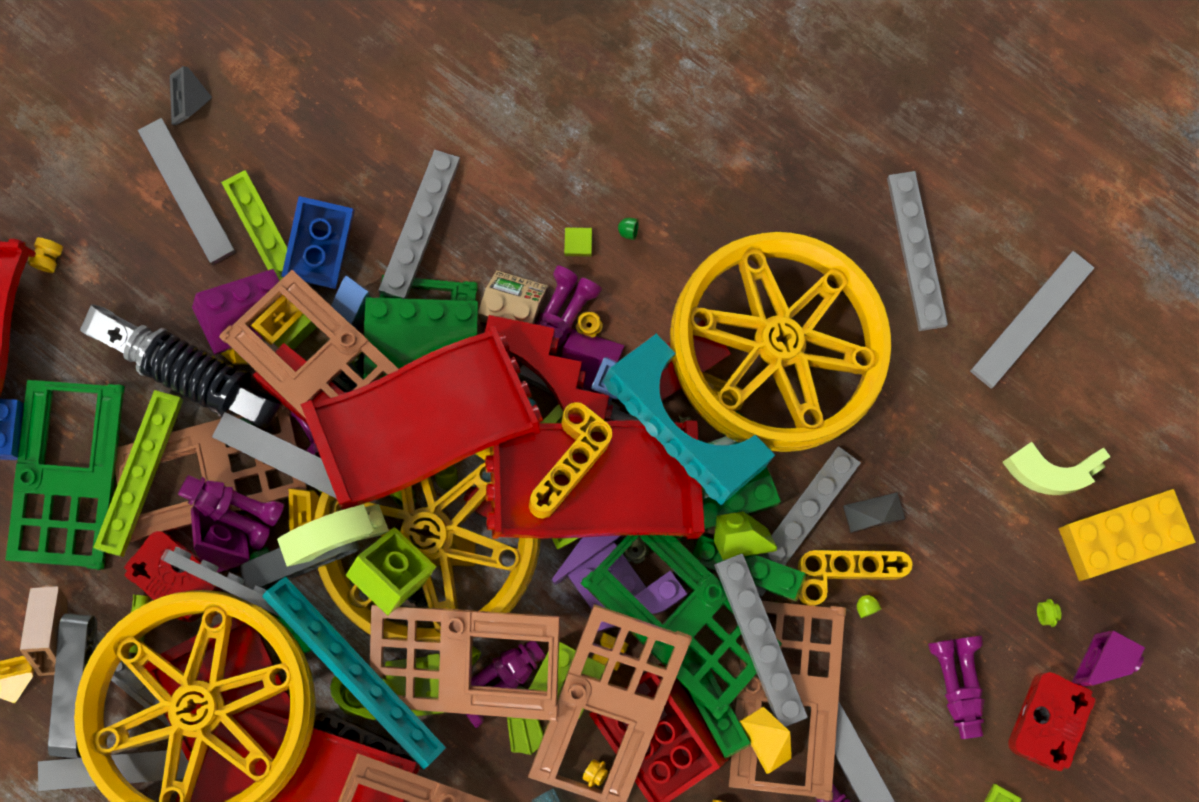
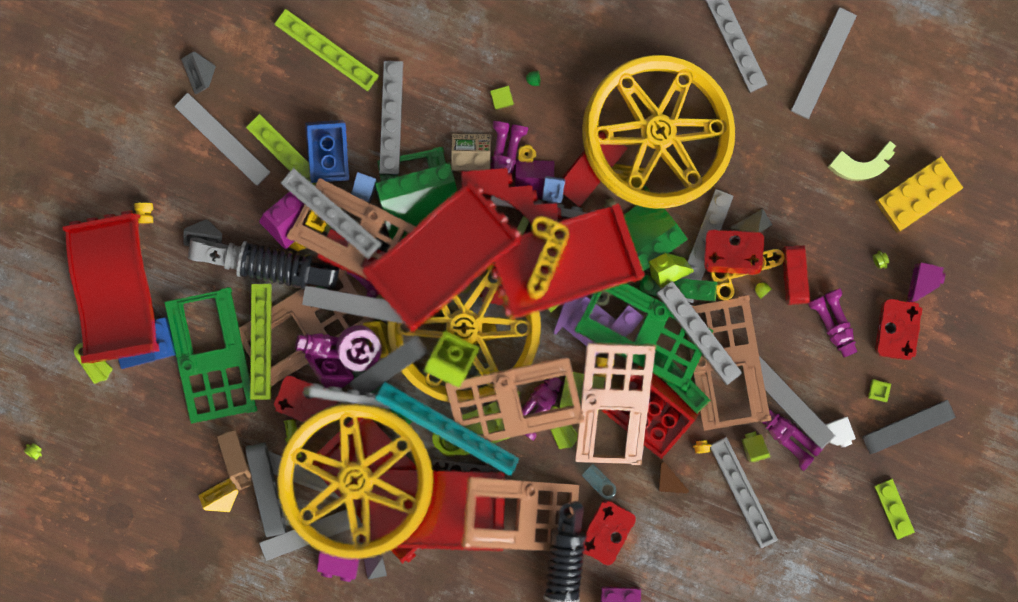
camera: 20 degrees left, 10 degrees up
(117, 301) = (203, 230): none -> dark grey slope
(250, 505) = (350, 340): none -> wheel
(289, 319) = (331, 213): none -> light grey plate
(331, 532) = (409, 347): yellowish green arch -> none
(363, 115) = (326, 50): none -> lime plate
(595, 773) = (617, 446): yellow plate -> none
(718, 468) = (640, 232): teal arch -> none
(768, 739) = (720, 393): yellow slope -> none
(839, 546) = (734, 258): none -> red axle
(922, 598) = (795, 275): none -> red axle

